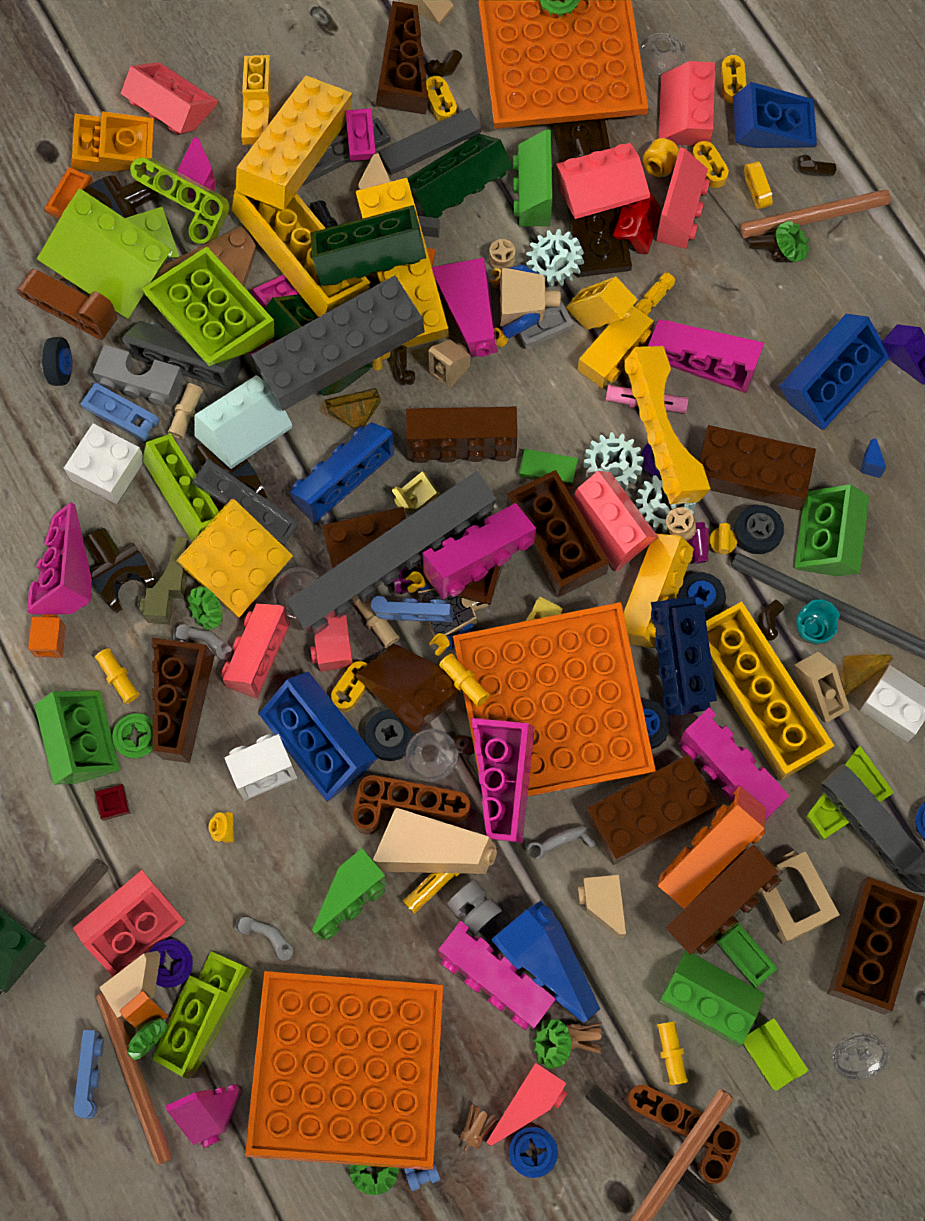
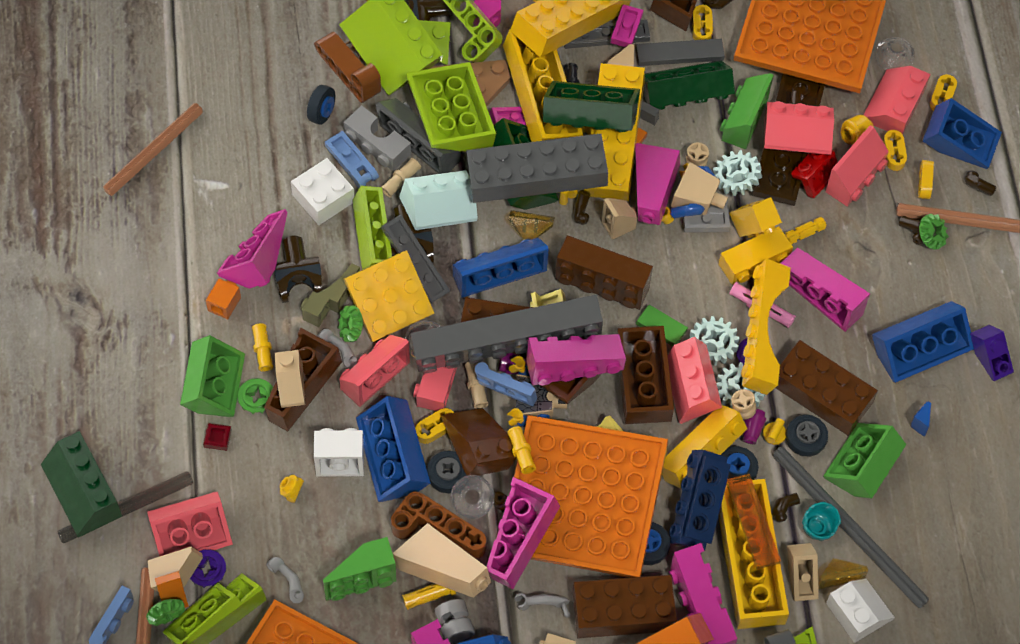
camera: 20 degrees right, 10 degrees down
(168, 706) = (290, 378): none -> tan slope
(751, 657) = (753, 521): none -> clear orange tile

